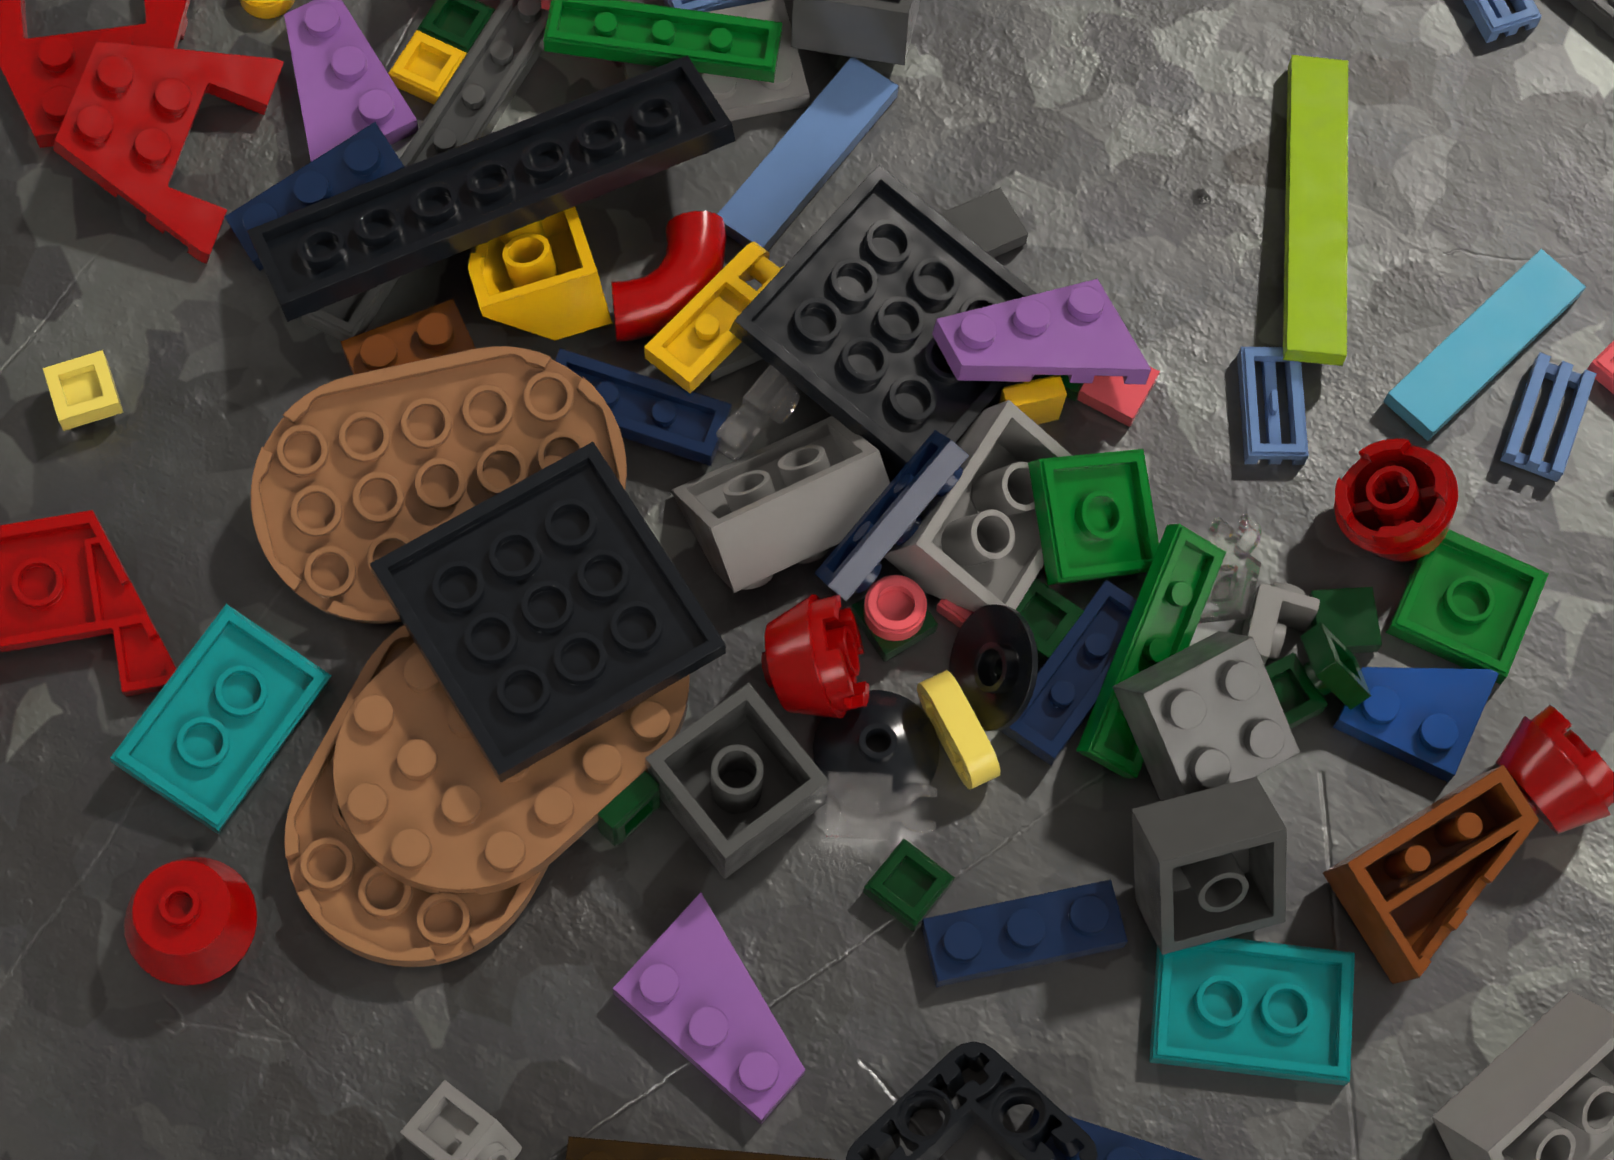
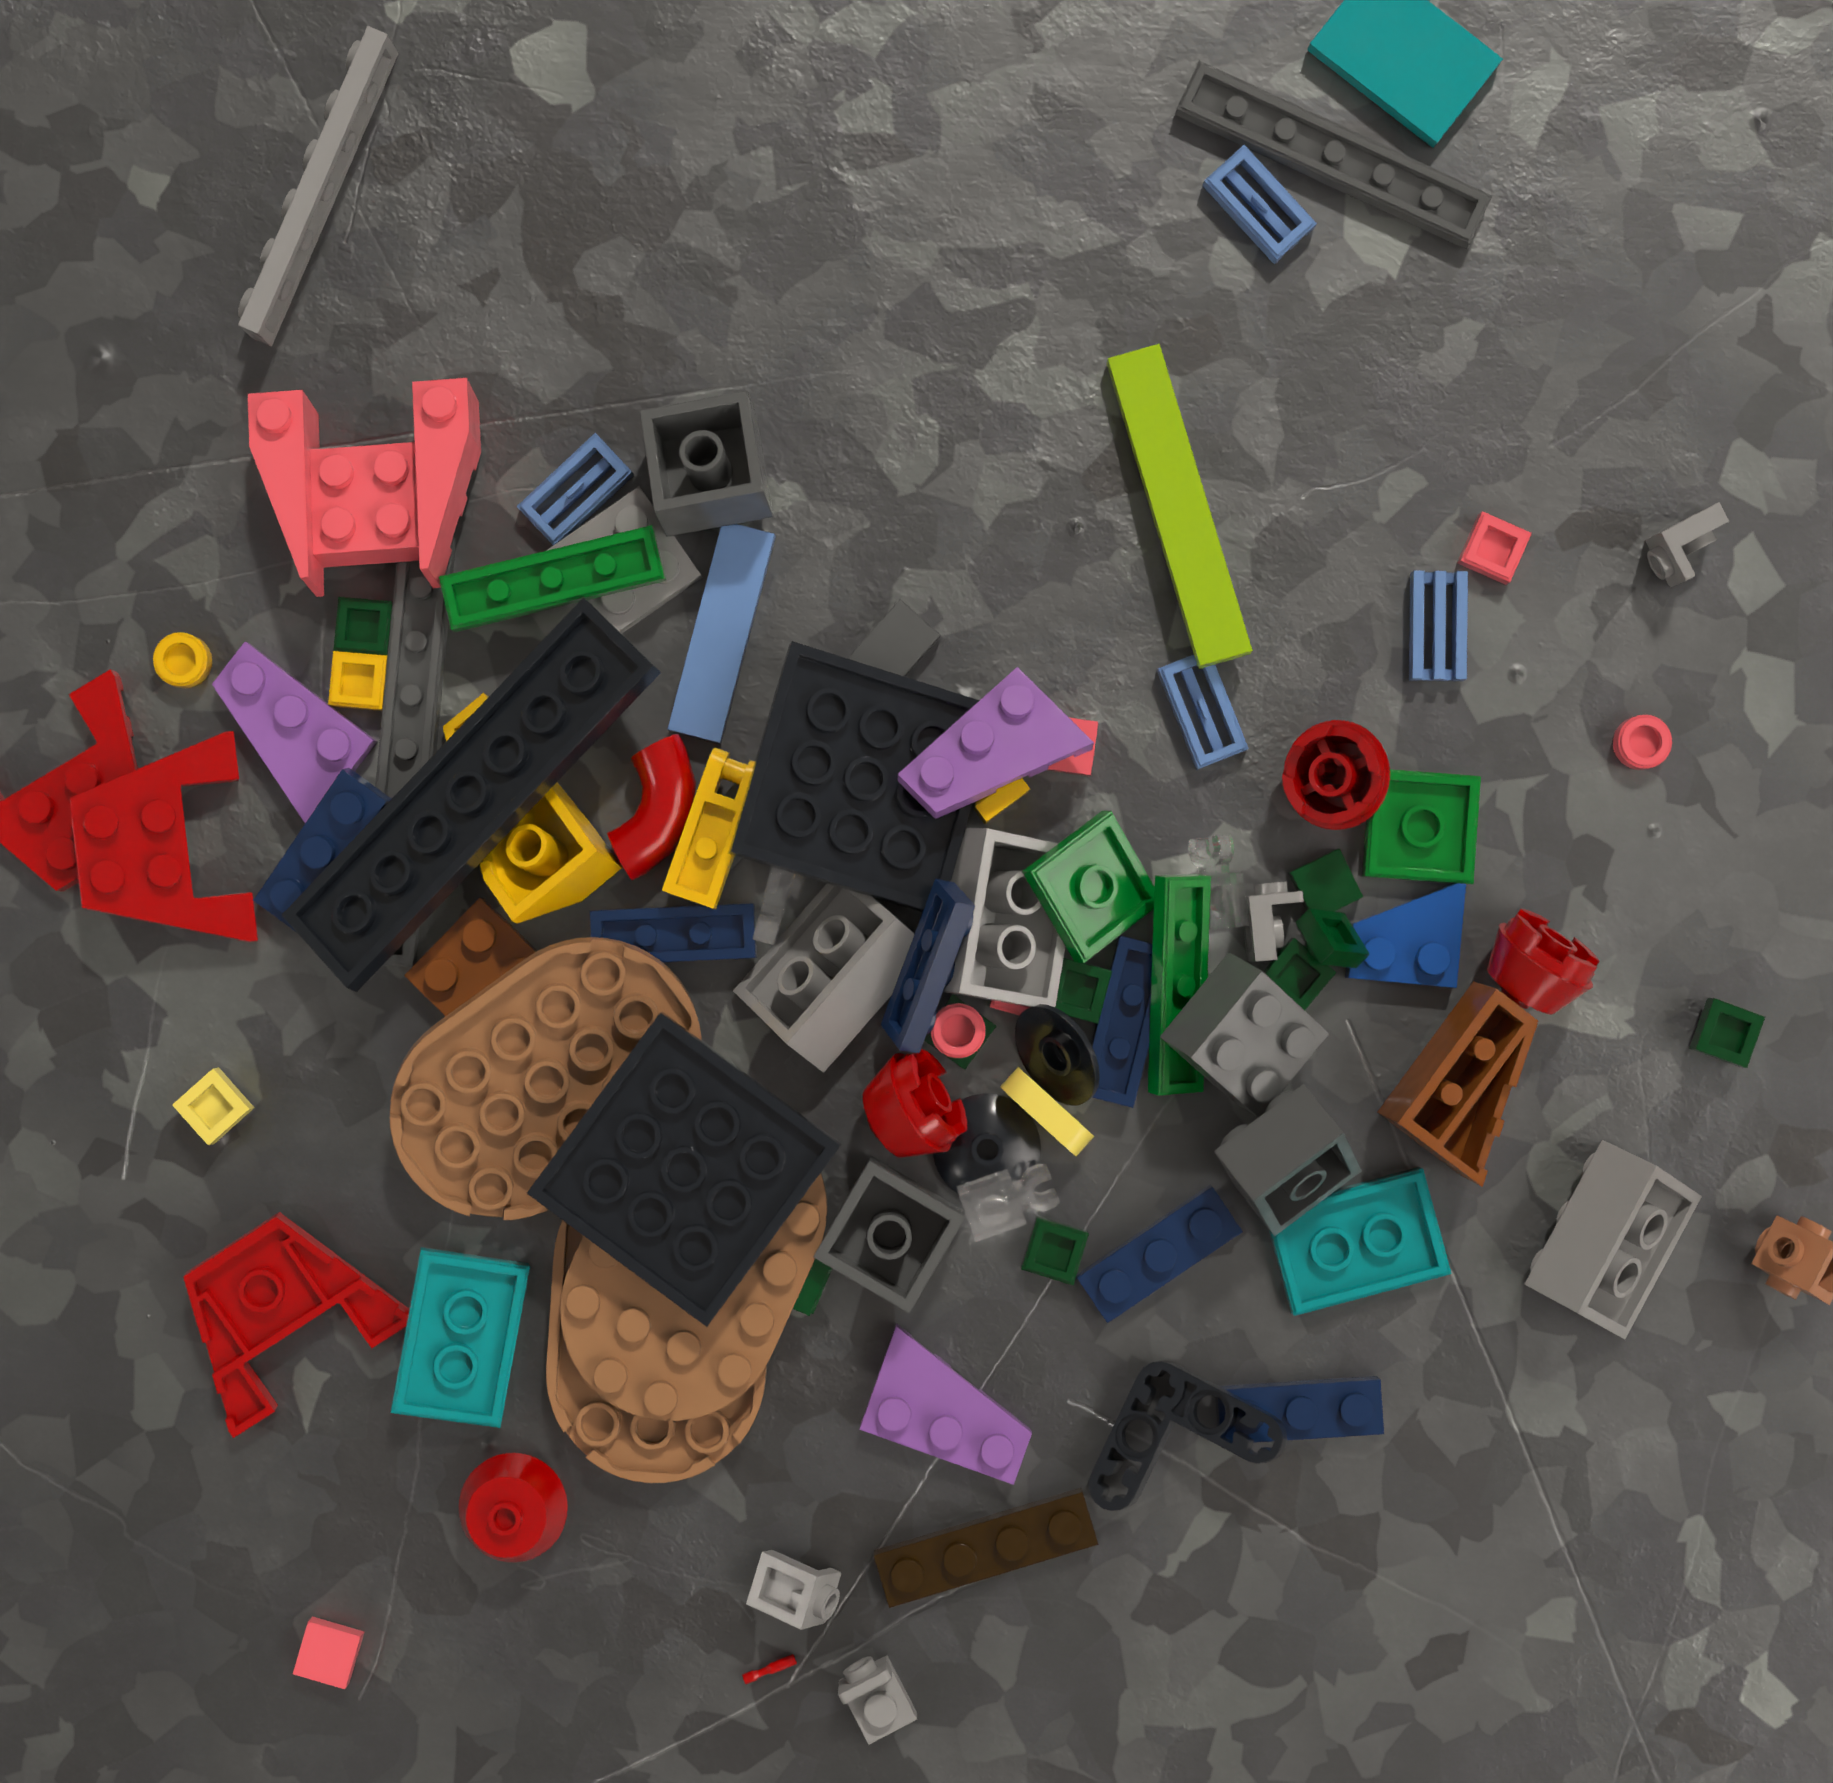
camera: 15 degrees left, 20 degrees up
(1484, 344) = (1364, 577): medium azure tile -> none

